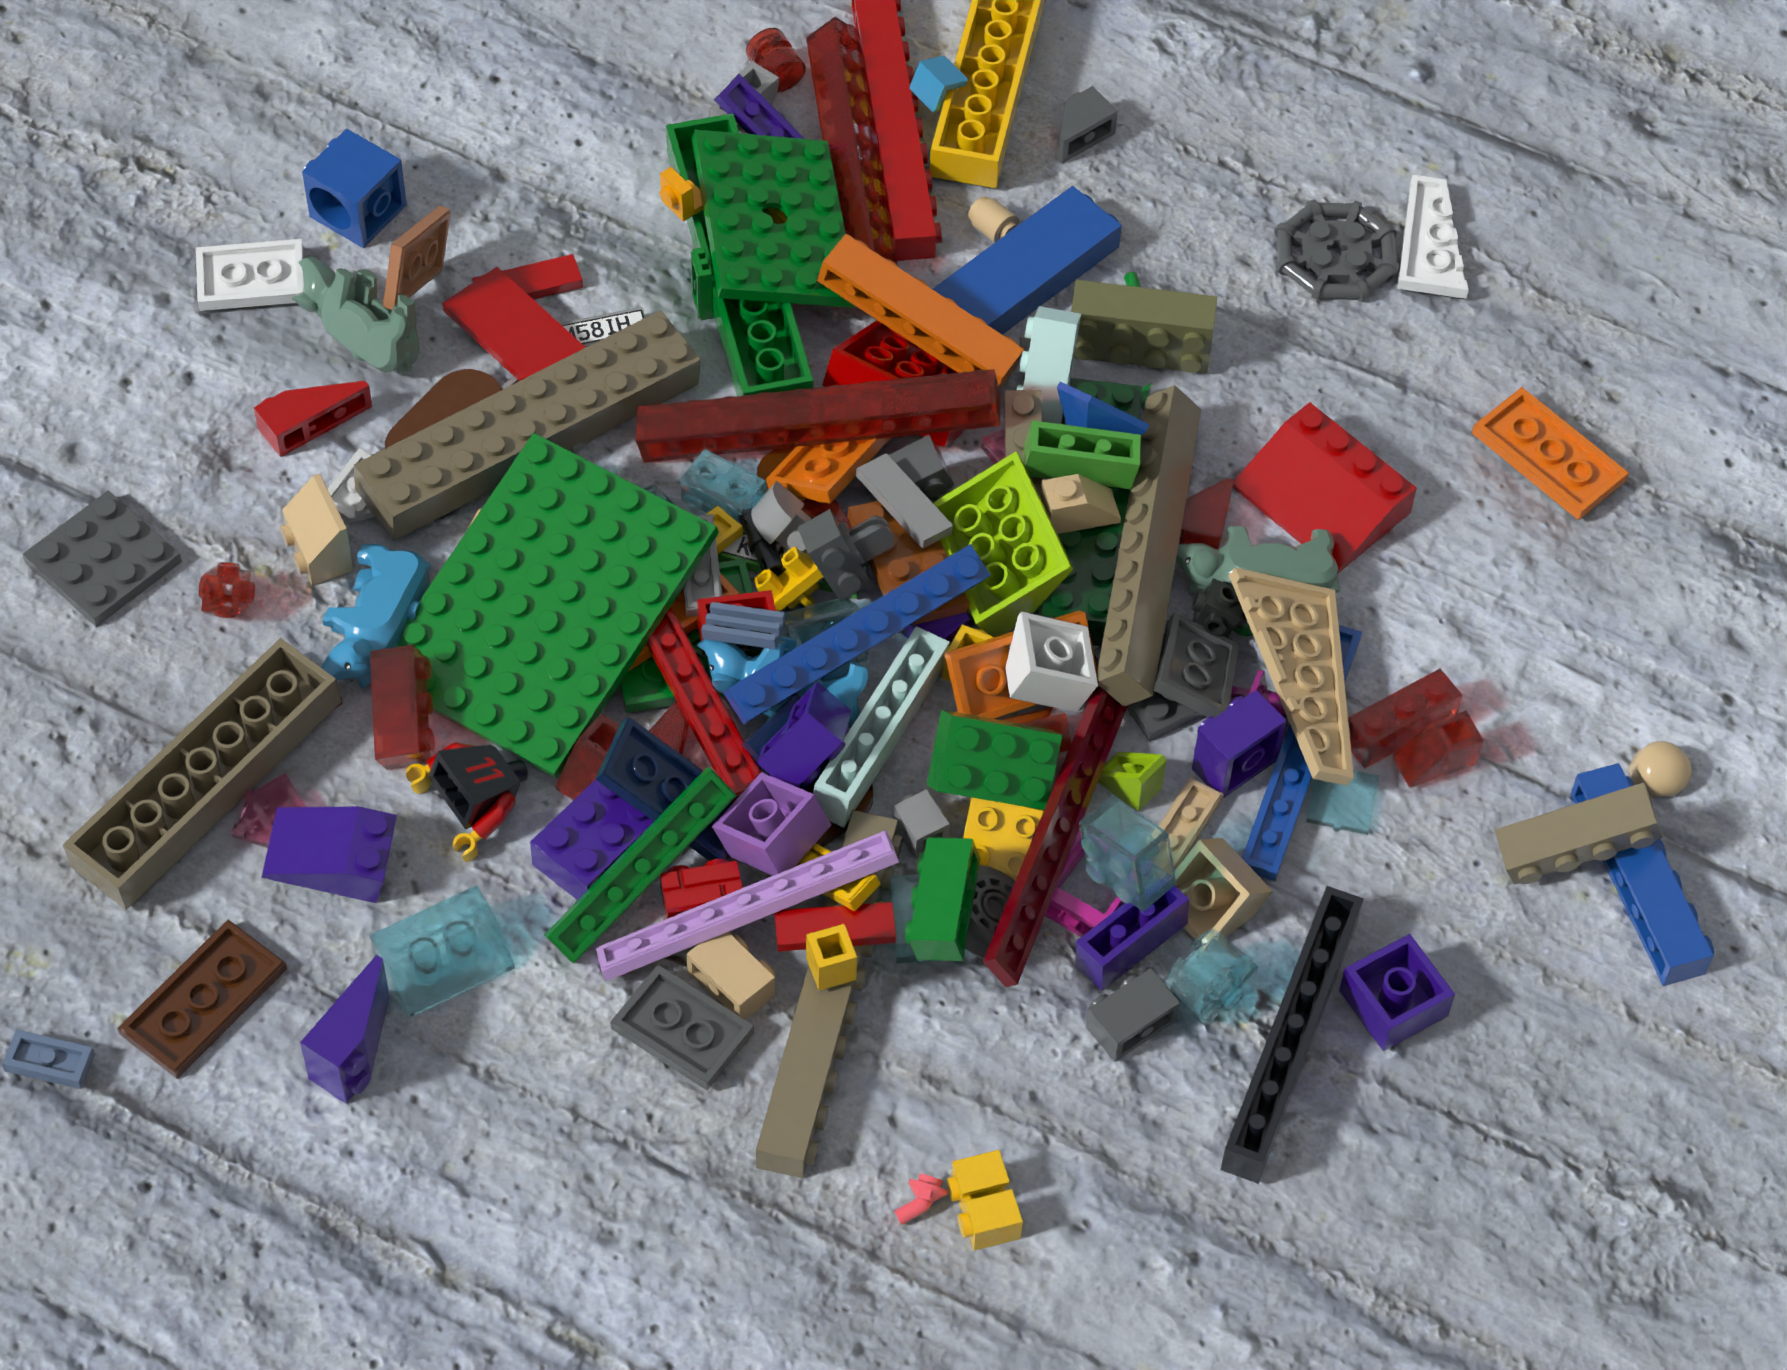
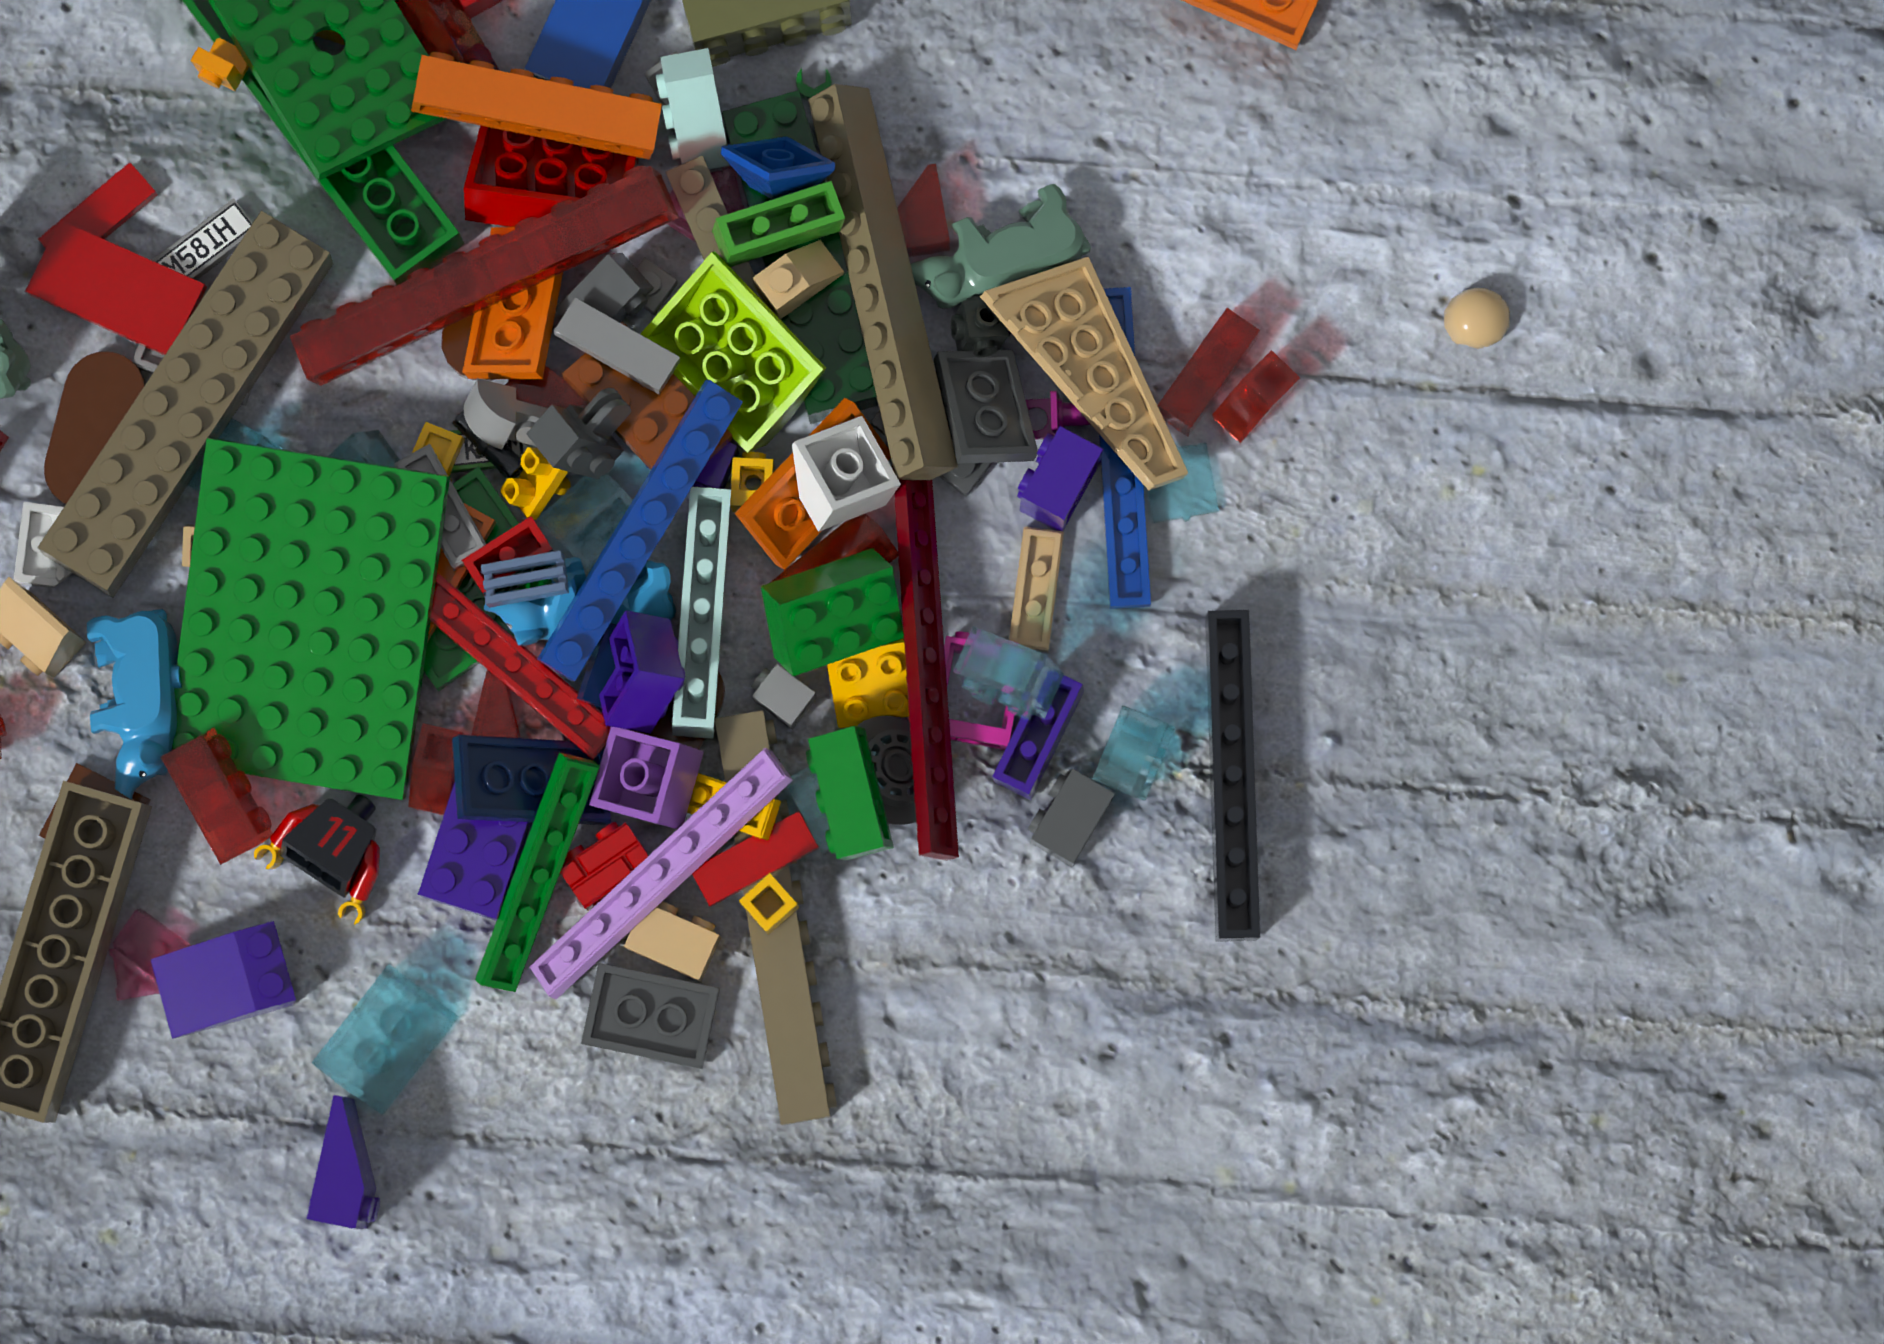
camera: 20 degrees left, 25 degrees up
(48, 1059) = (64, 1313): sand blue plate -> none
(202, 998) = (177, 1182): reddish brown tile -> none
(701, 284) = (286, 153): green tile -> none
(719, 482) = (419, 392): clear light blue brick -> none
(926, 1190) = (954, 1086): coral plate -> none
(988, 1208) = (999, 1057): yellow piece -> none
(1134, 777) = (967, 551): lime slope -> none
(1219, 888) = (1100, 648): tan slope -> none
(1326, 480) = (1027, 124): red slope -> none
(1396, 992) = (1314, 689): dark purple brick -> none
(1578, 834) = (1428, 443): dark tan brick -> none
(1651, 893) = (1499, 449): blue brick -> none

